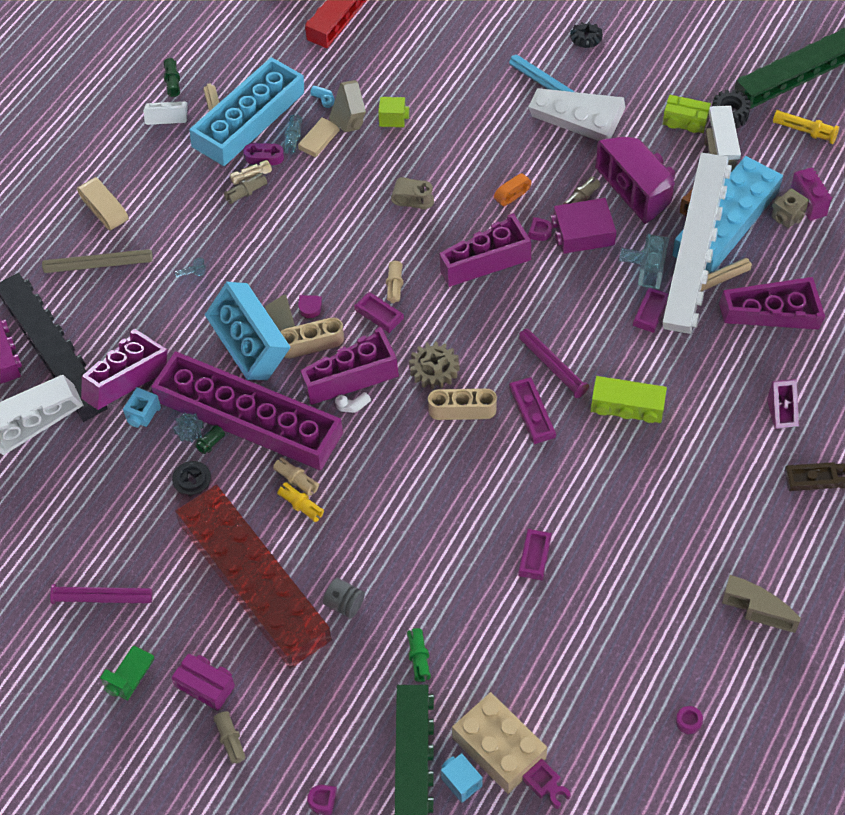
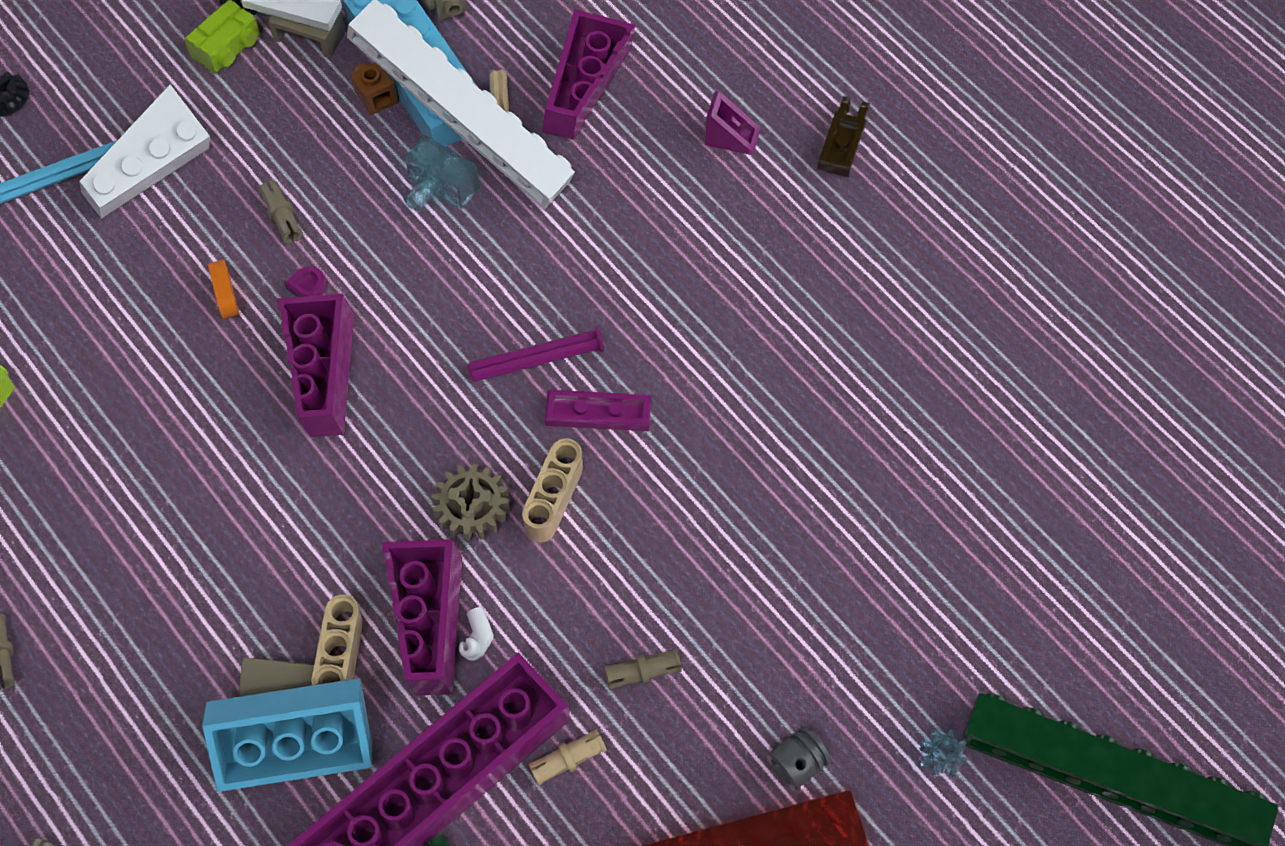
camera: 70 degrees left, 5 degrees up
(198, 268) = (108, 783): clear light blue hand -> none
(300, 501) = (611, 765): yellow pin -> none
(310, 305) = (273, 635): magenta tile -> none
(368, 496) = (642, 669): none -> dark tan pin
(379, 312) = (335, 543): magenta tile -> none
(386, 687) = (948, 743): none -> clear light blue gear
(394, 281) = (295, 502): tan axle -> none
(410, 192) = (152, 419): dark tan piece -> none
(418, 655) = (918, 693): green pin -> none
(461, 777) = (1115, 704): medium azure brick -> none
(498, 742) = (1083, 638): tan brick -> none
(535, 554) = (820, 493): magenta tile -> none
(544, 781) = (1149, 608): magenta plate -> none
(583, 225) = (337, 228): magenta brick -> none
(628, 399) = (641, 290): lime brick -> none
(636, 175) = (294, 132): magenta hips -> none
(651, 310) = (510, 209): magenta tile -> none
(689, 720) = (1115, 413): magenta tile -> none
(760, 604) = (993, 272): dark tan slope -> none

